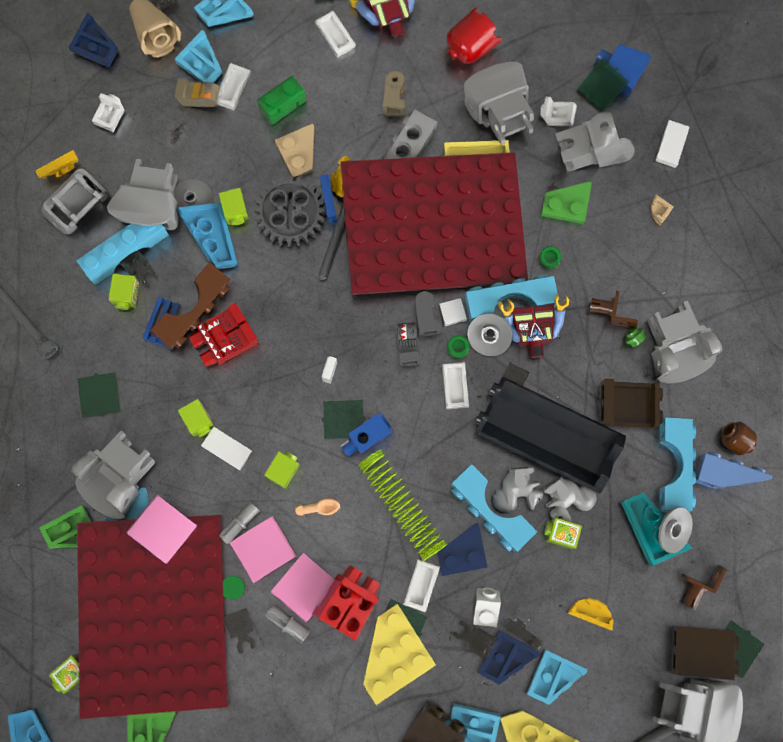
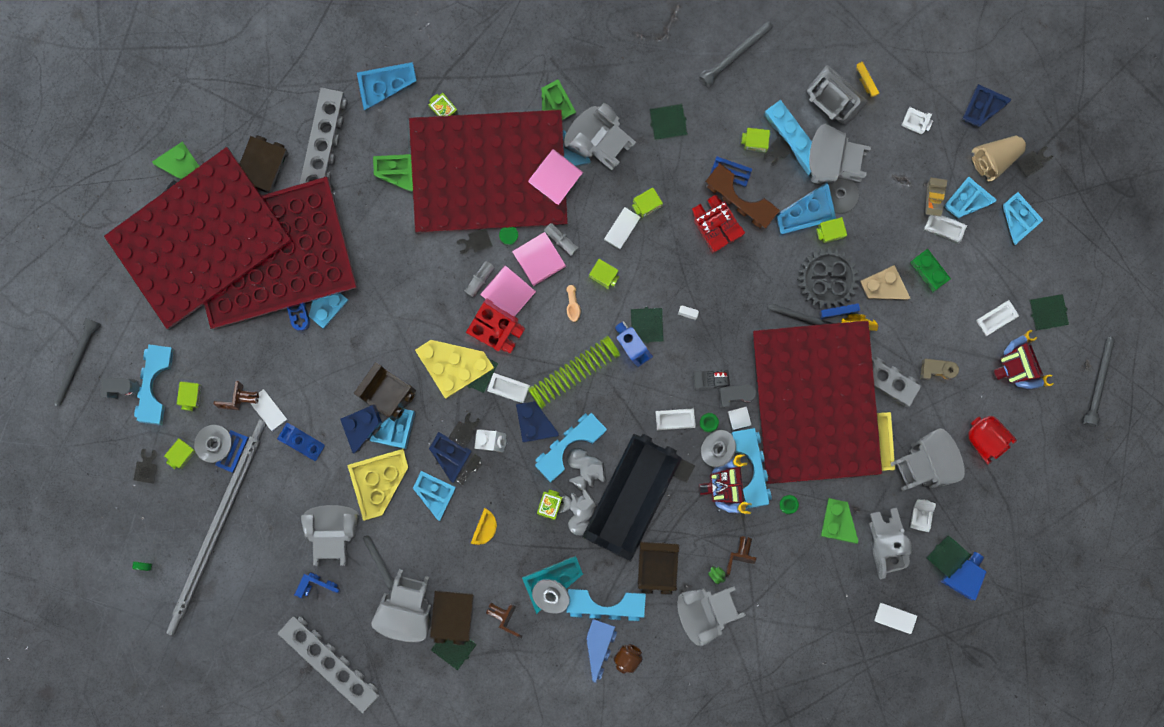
camera: 90 degrees right, 5 degrees up
(660, 209) = (833, 604): tan tile -> none

